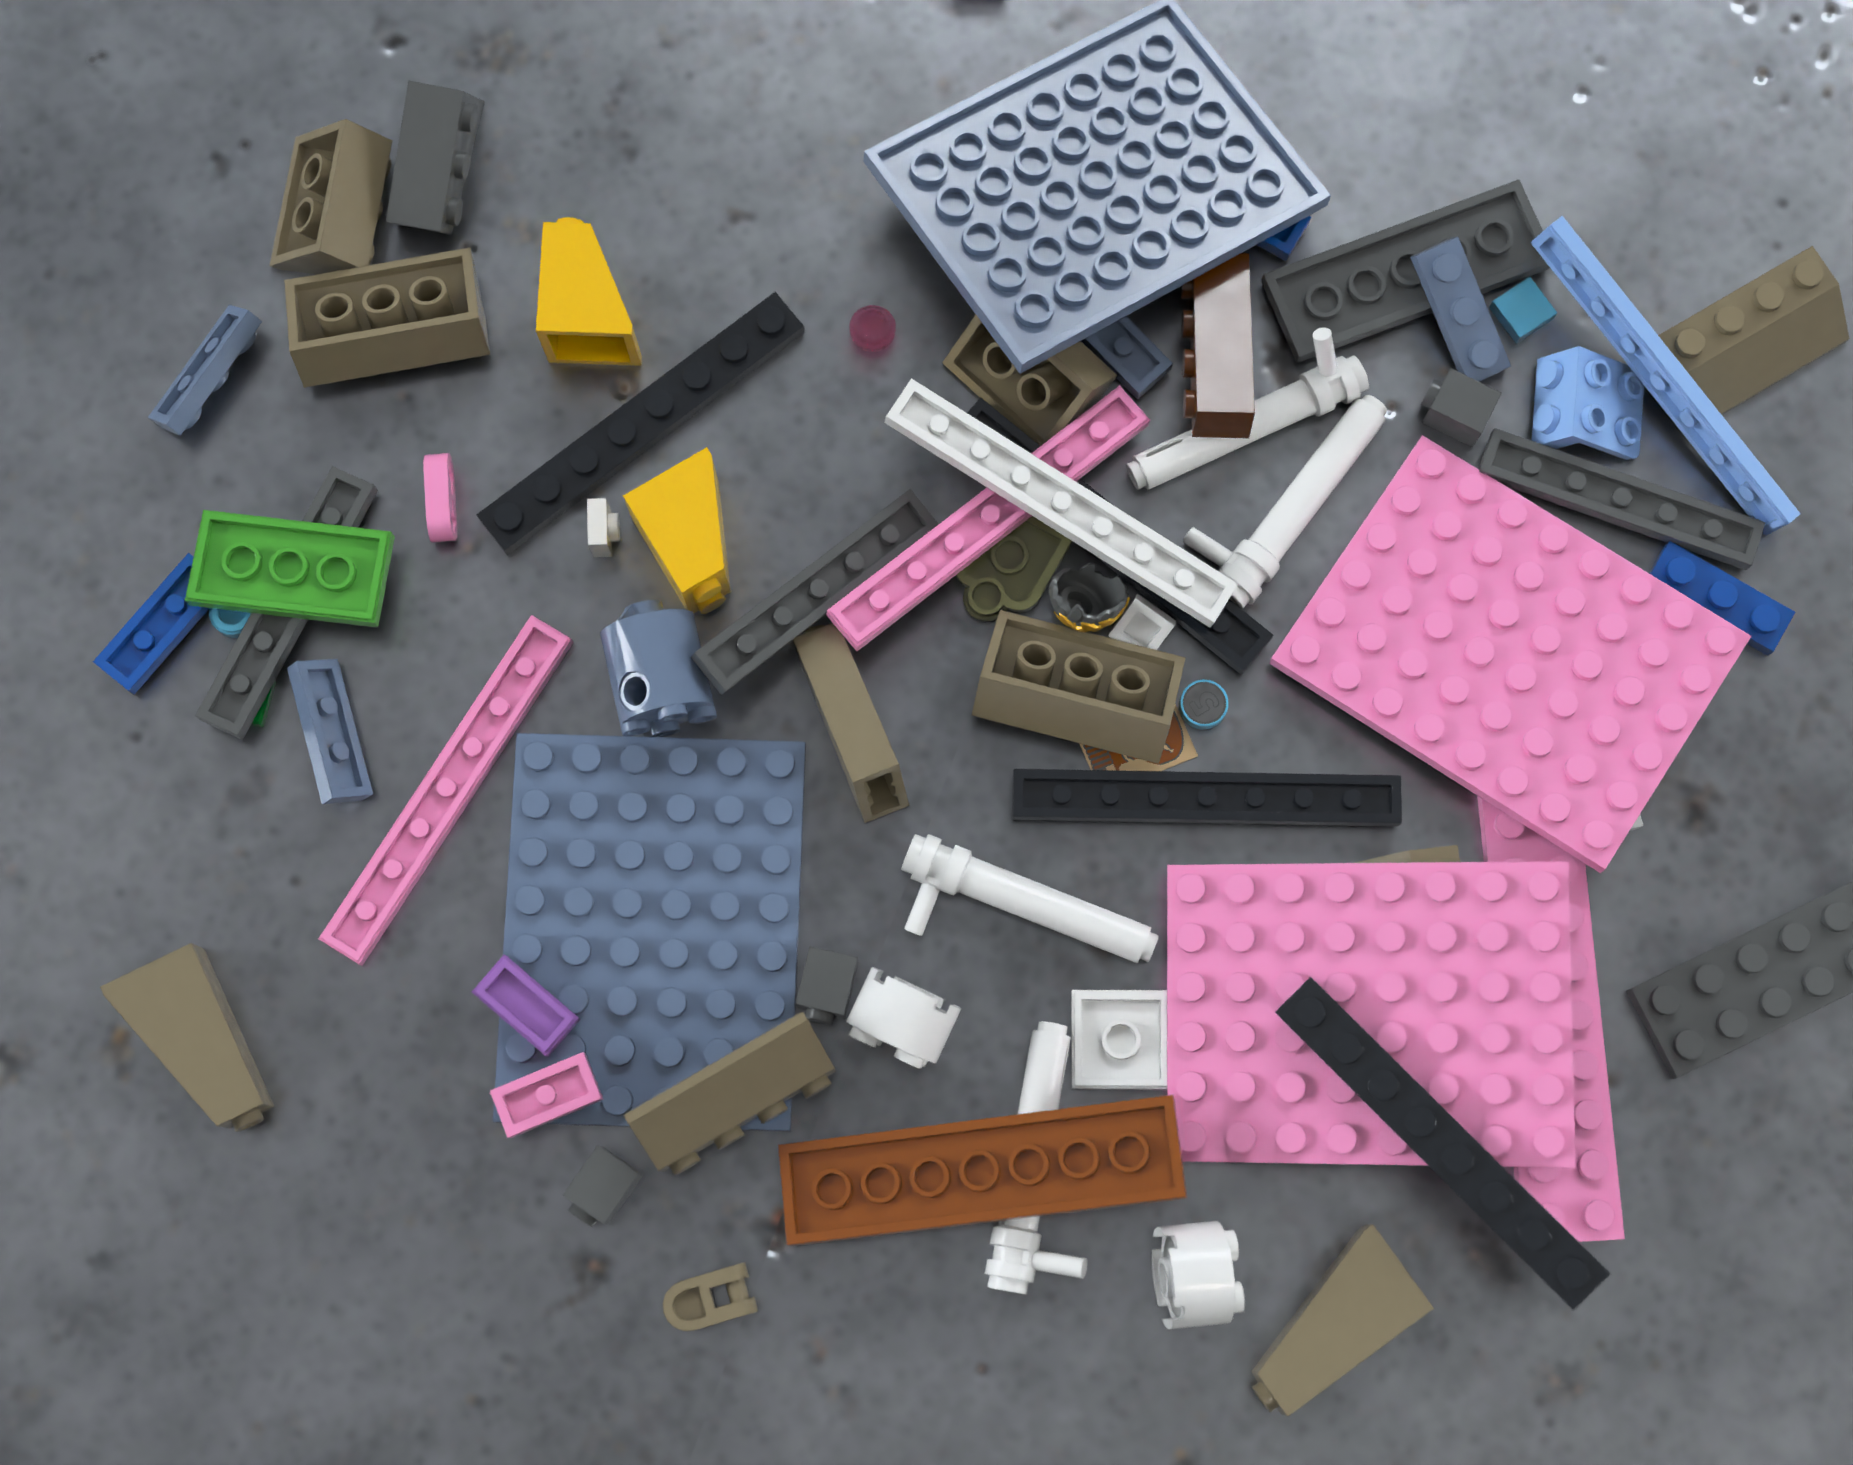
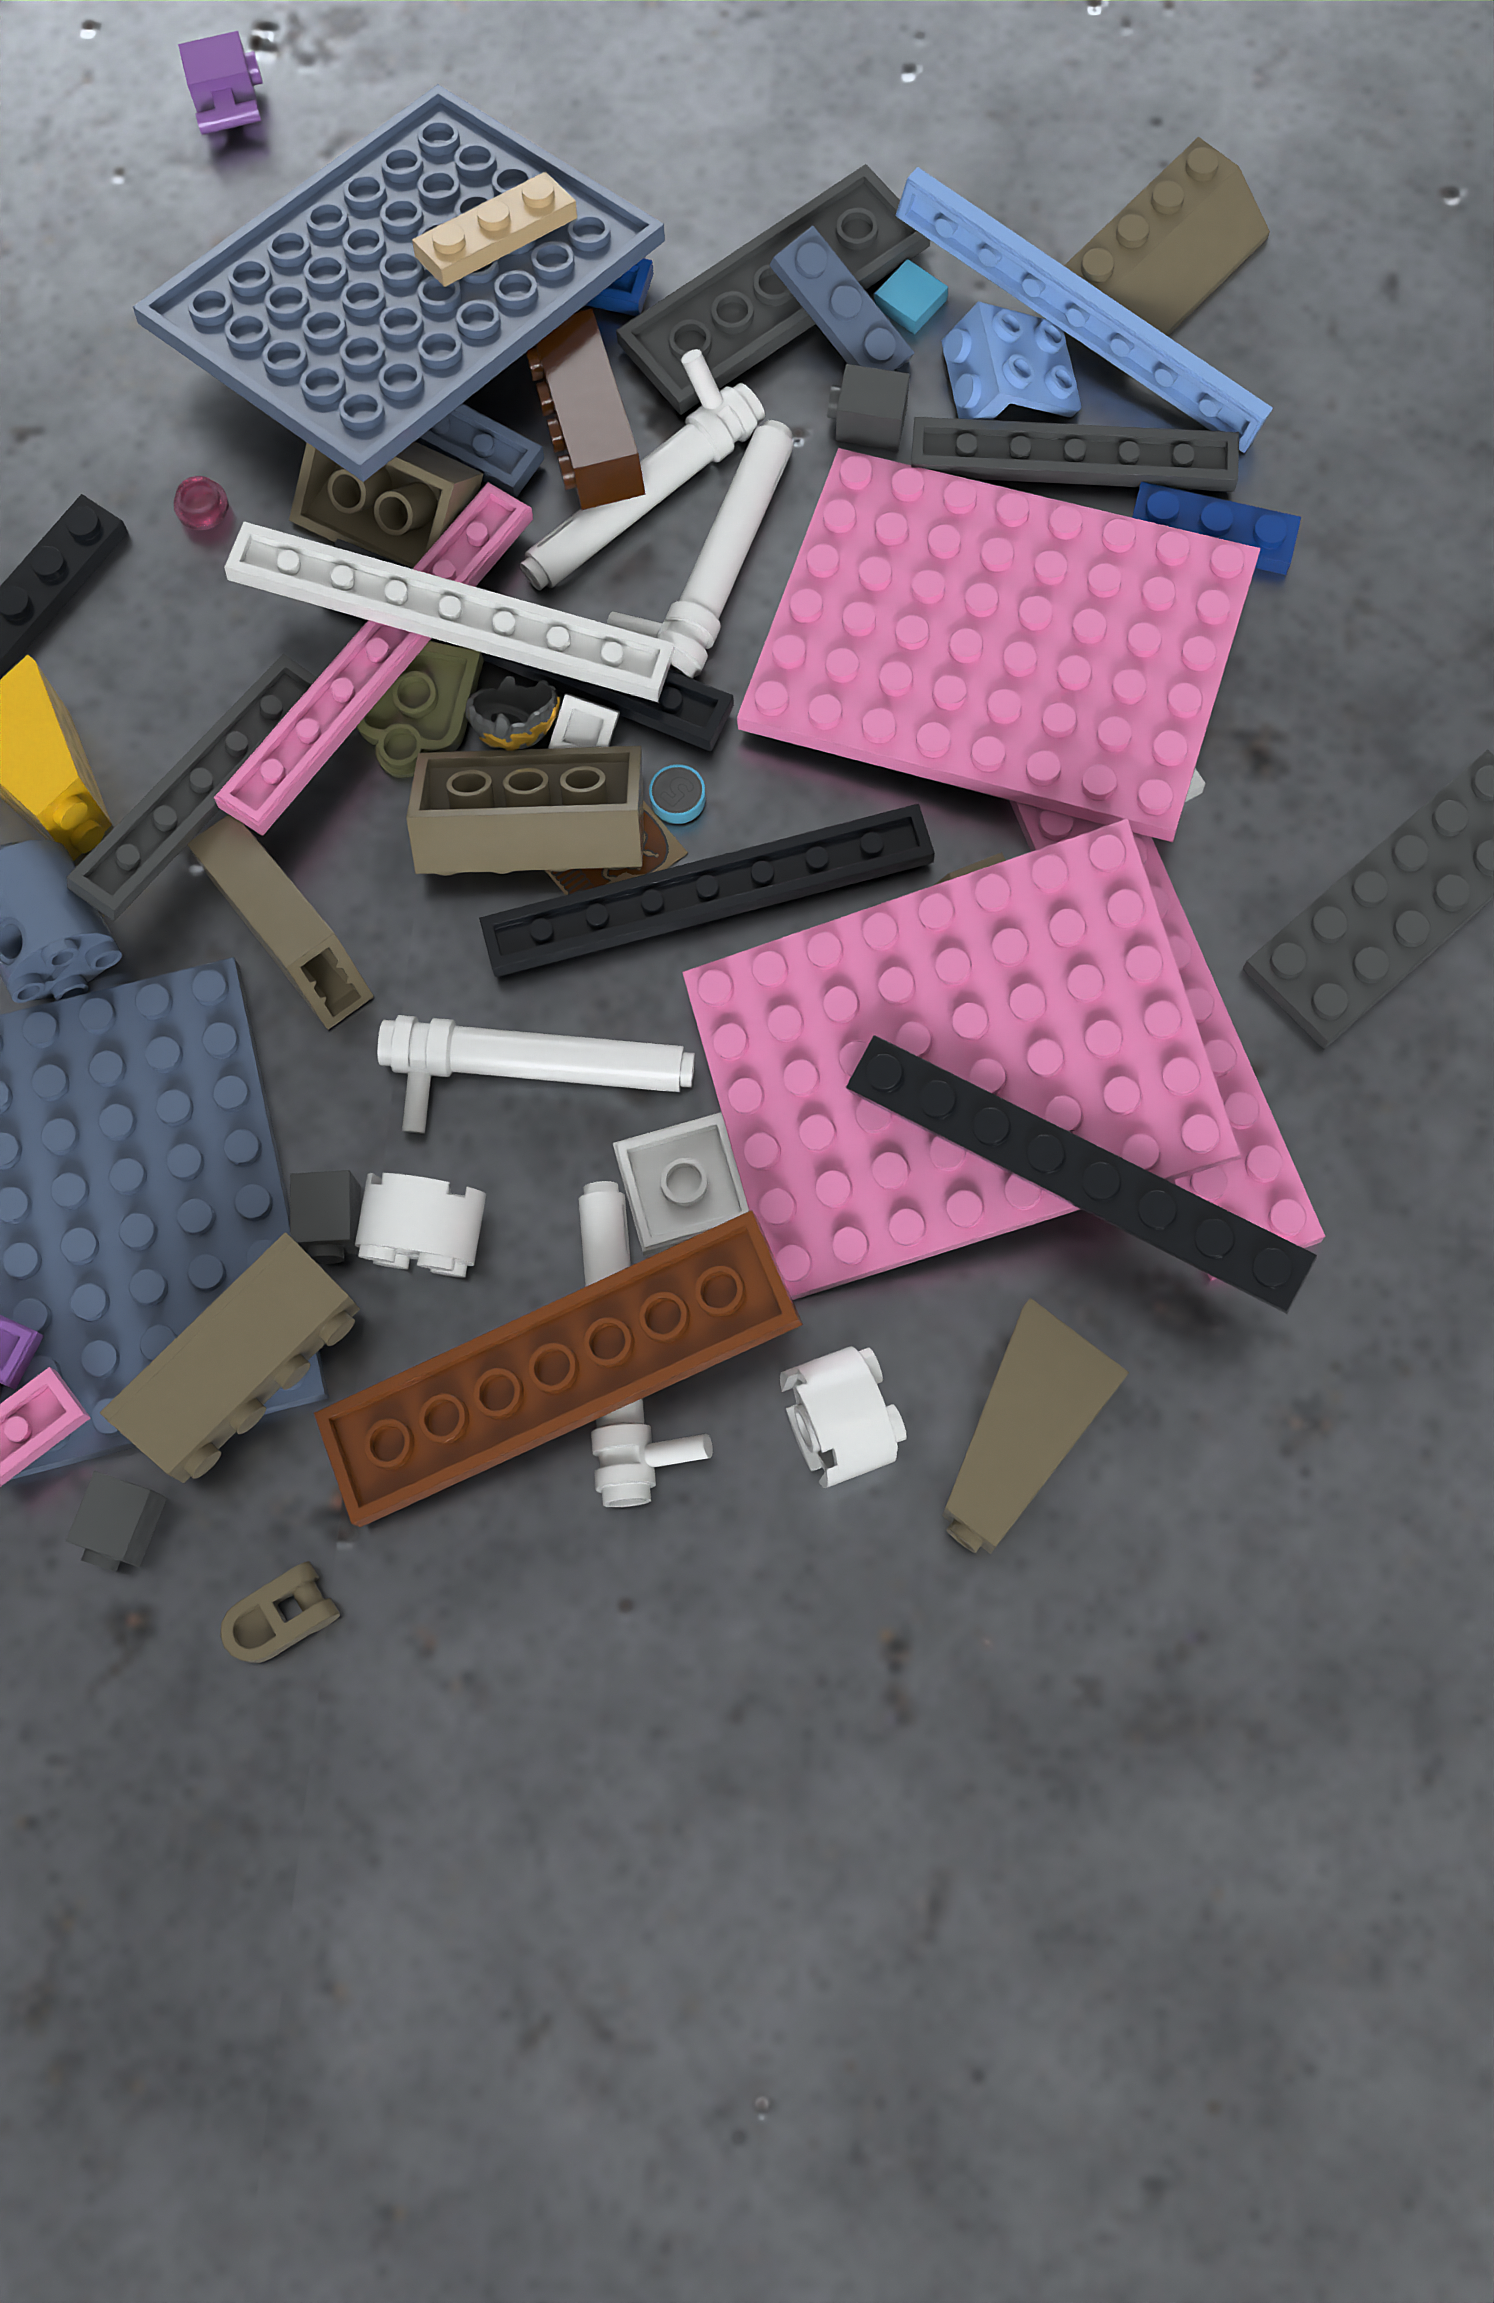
camera: 10 degrees left, 5 degrees down
(1186, 163) = (494, 228): none -> tan plate

